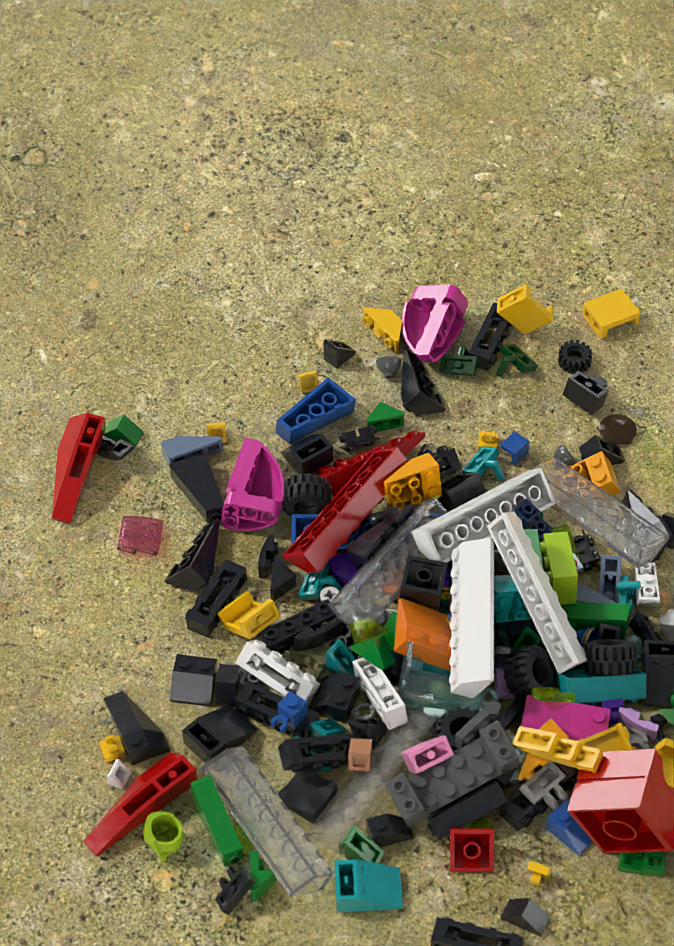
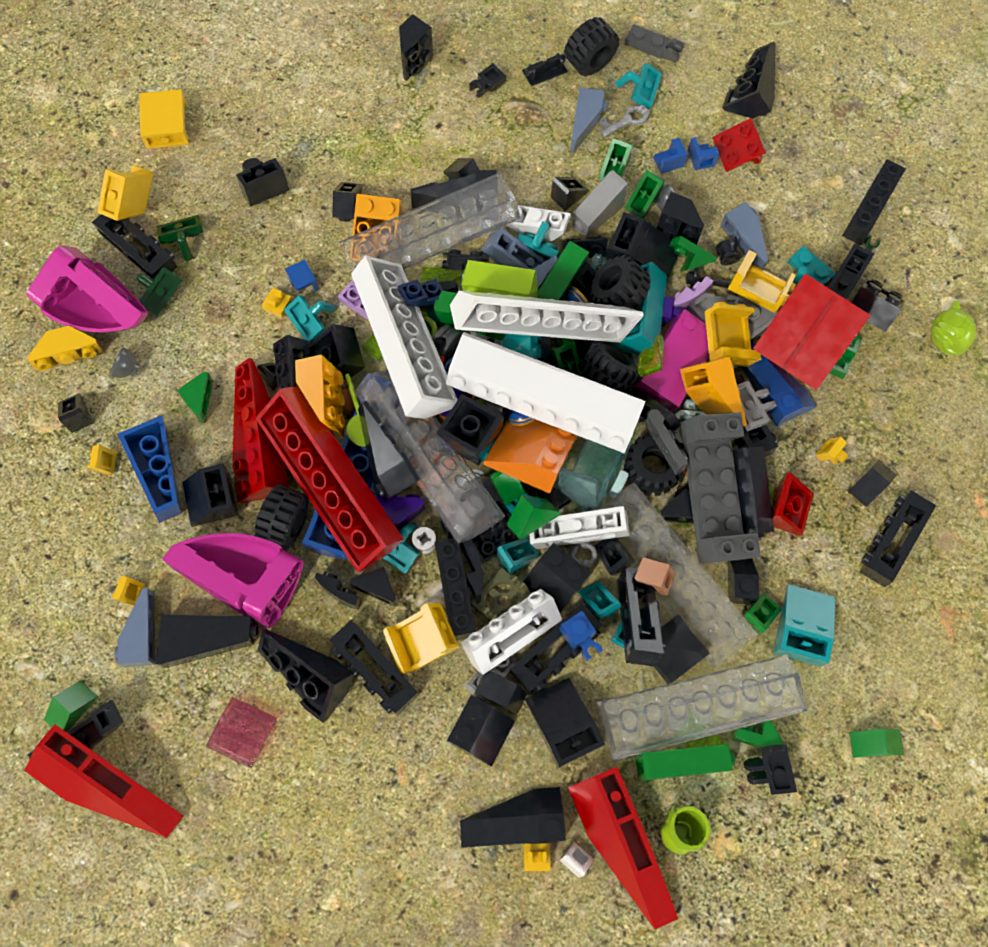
camera: 75 degrees left, 20 degrees up
(365, 629) = (505, 514): clear neon green tile -> none
(366, 437) = (214, 442): black hinge -> none
(376, 518) = (357, 449): black piece -> none
(417, 388) = (179, 349): black wedge -> none
(427, 754) = (686, 507): bright pink slope -> none
(557, 749) = (747, 371): yellow slope -> none
(564, 455) = (336, 234): dark grey brick -> none
(578, 349) = (199, 166): black tyre -> none
(618, 429) = (319, 174): dark brown dish -> none

